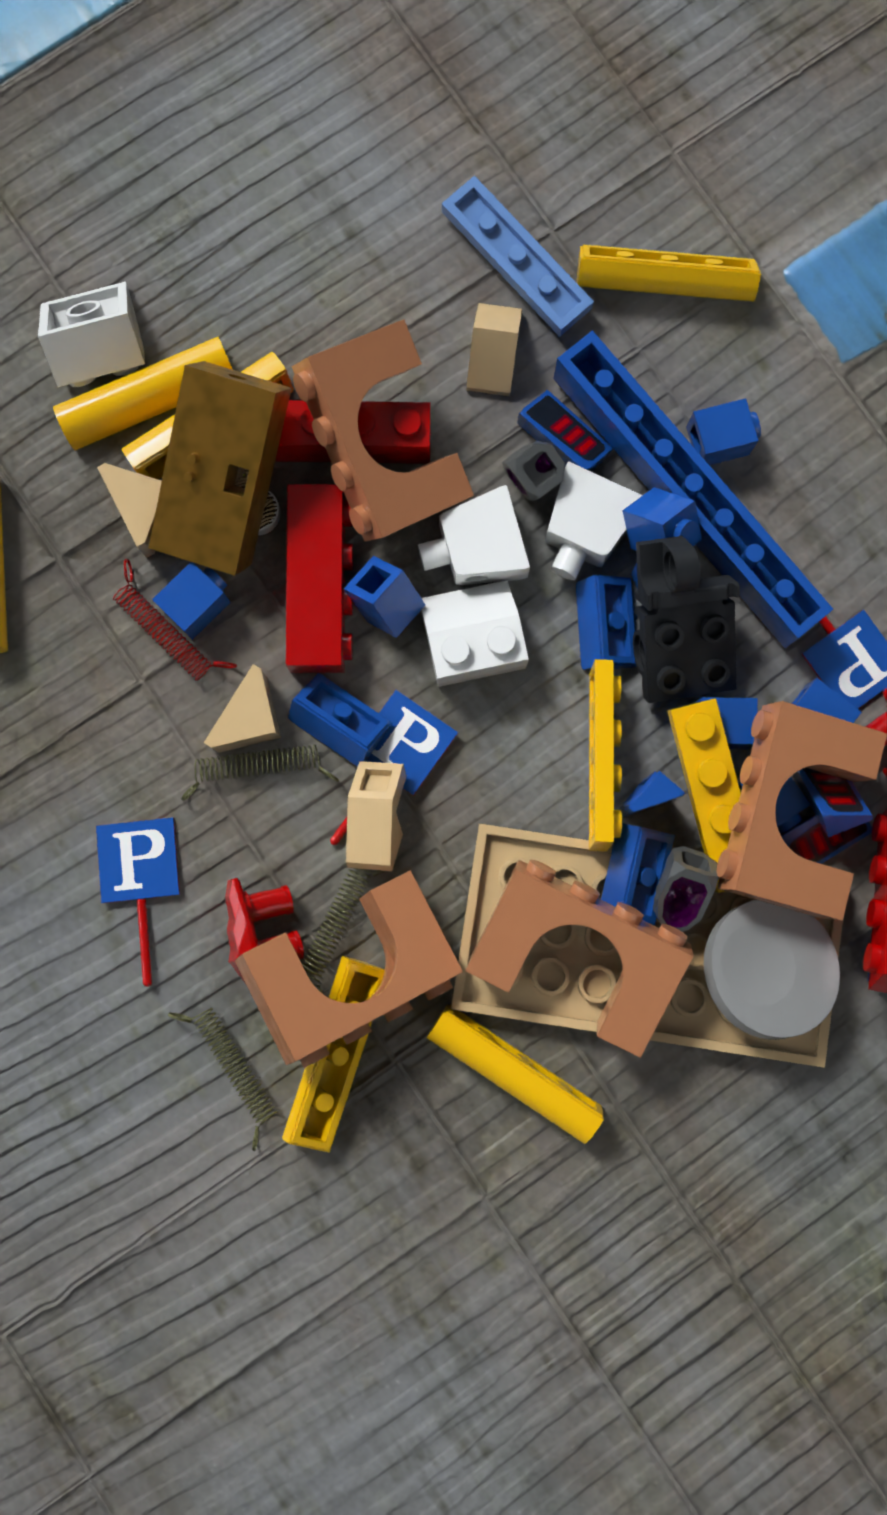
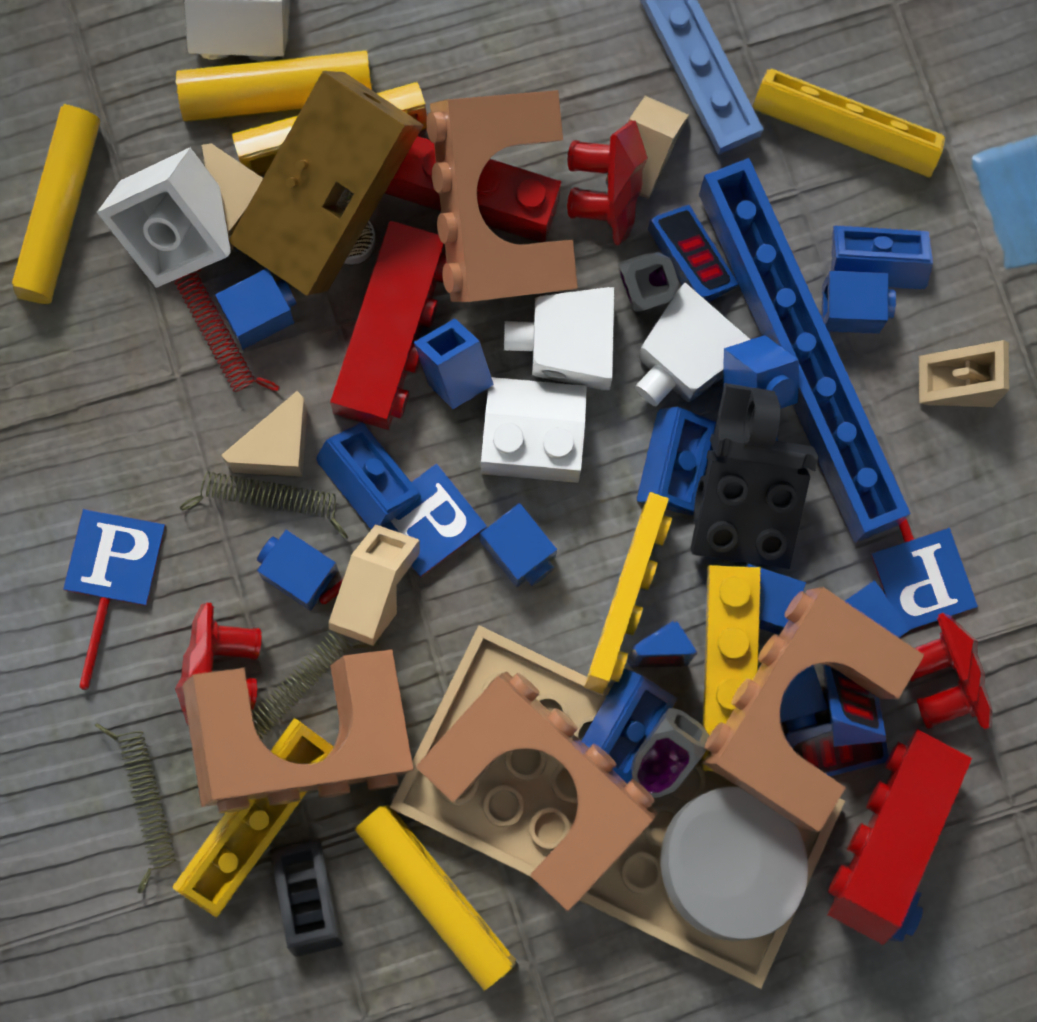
camera: 10 degrees right, 5 degrees down
(88, 542) = (169, 218): none -> white slope
(301, 822) = (296, 568): none -> blue brick
(395, 1133) = (315, 940): none -> black slope
(480, 370) = (624, 164): none -> red connector
(493, 742) = (519, 547): none -> blue brick
(731, 380) = (899, 252): none -> blue slope
(840, 469) = (965, 376): none -> tan slope

